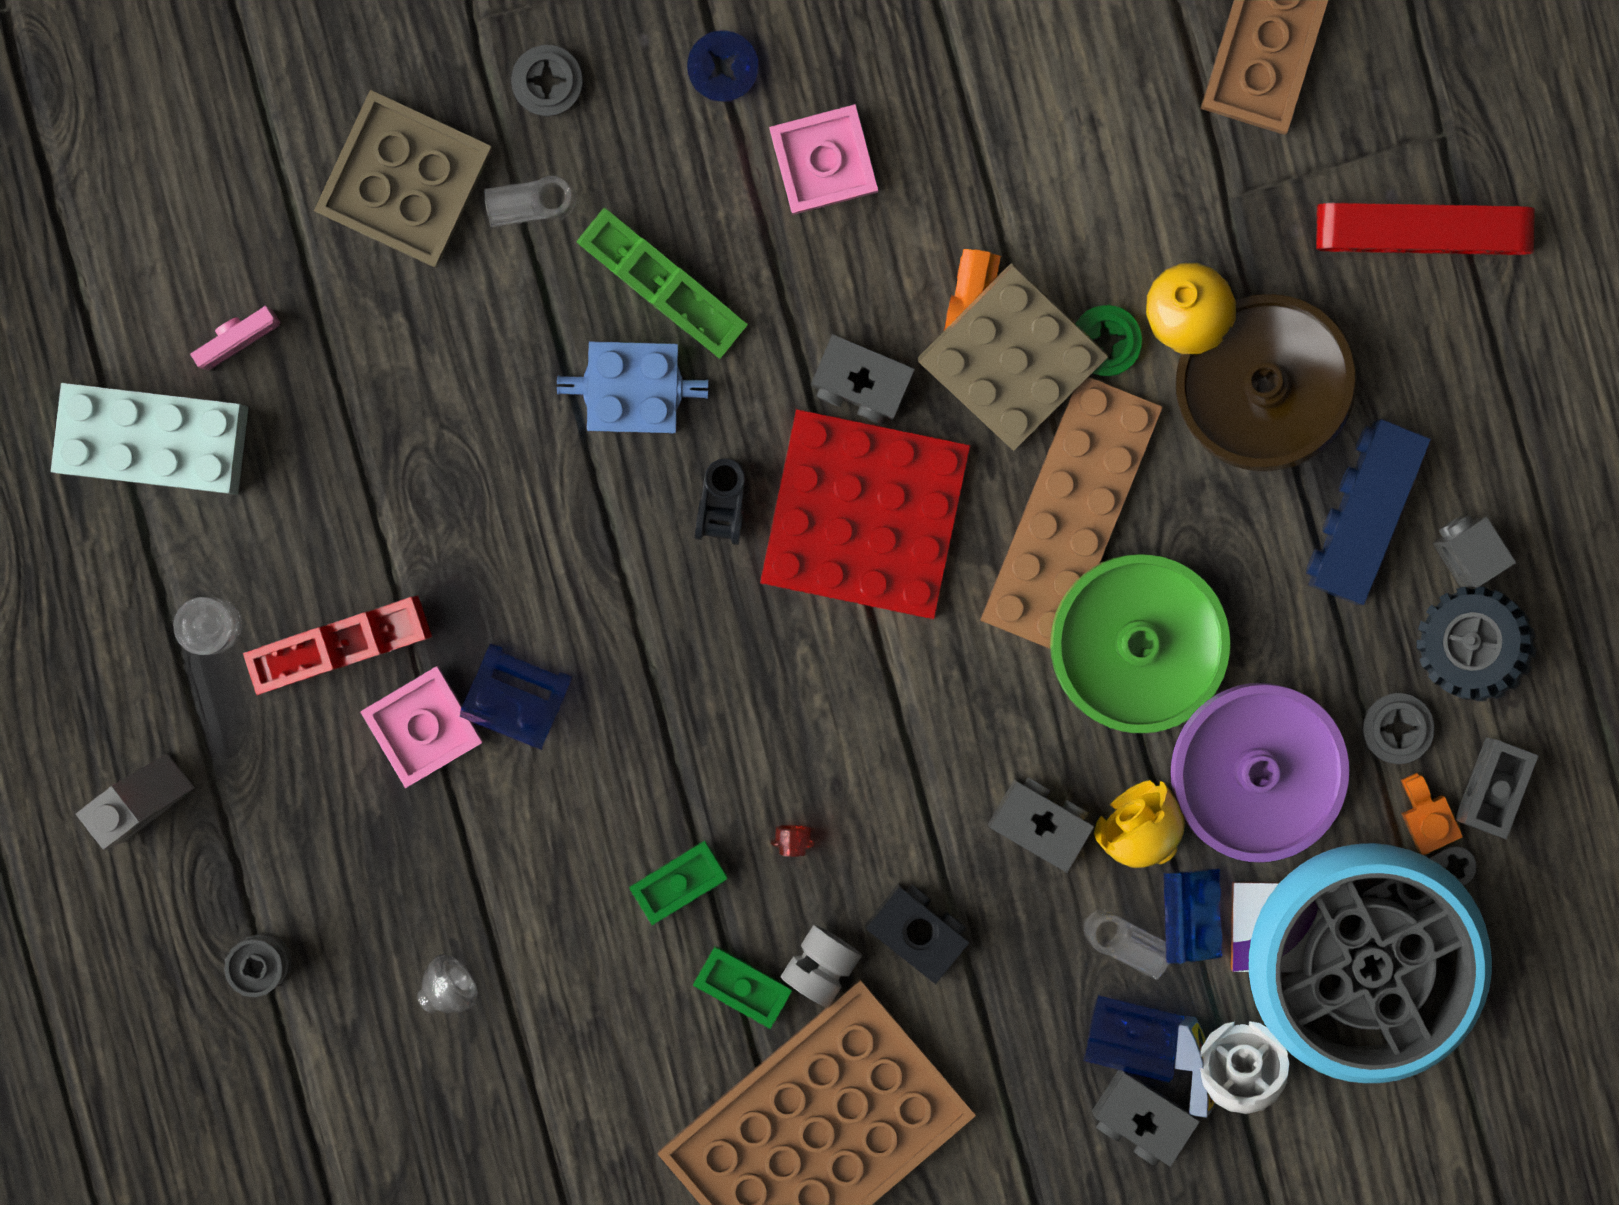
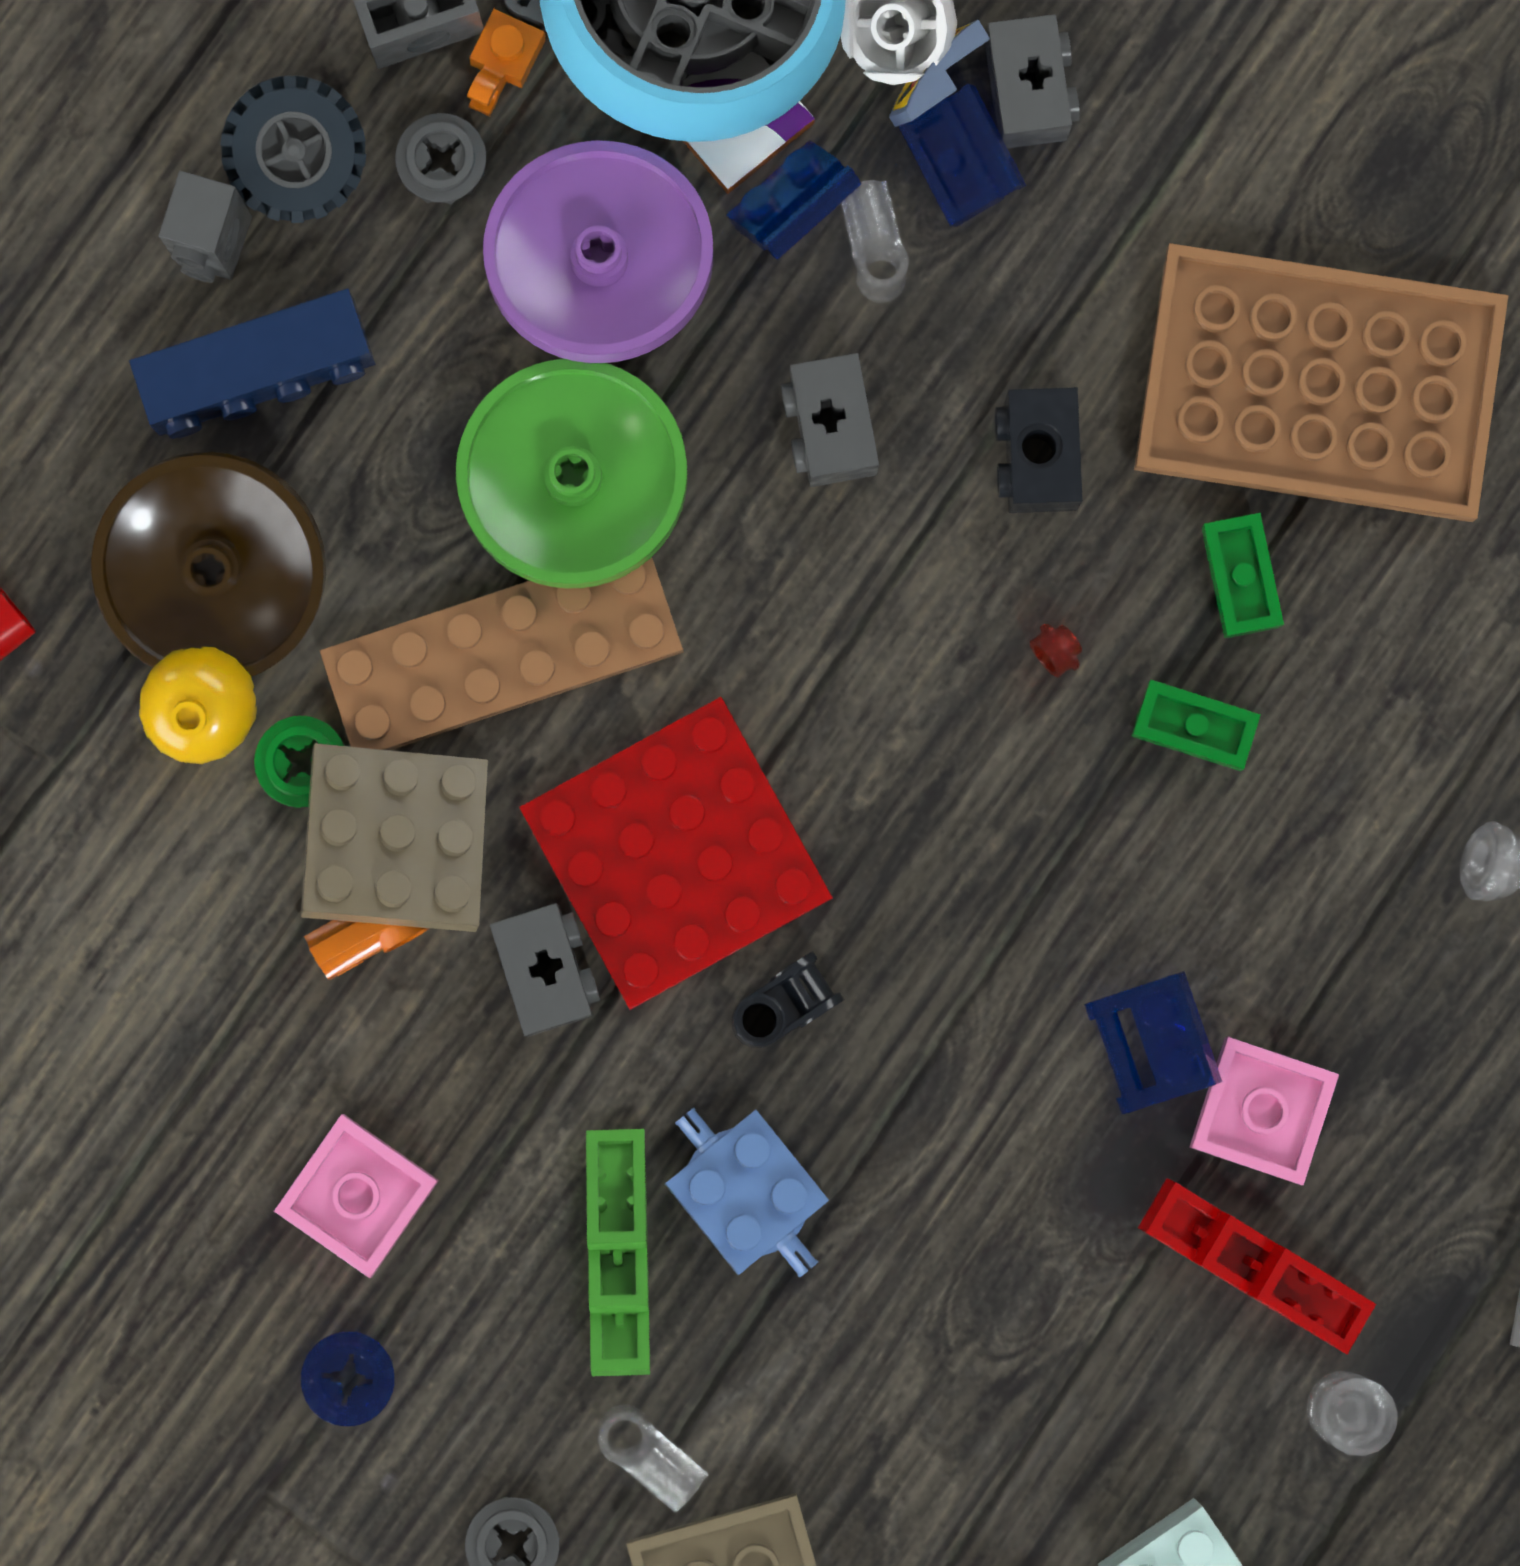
camera: 135 degrees left, 5 degrees down
(821, 965) = (1156, 515): light grey wheel -> none
(1143, 827) = (748, 320): yellow cylinder -> none

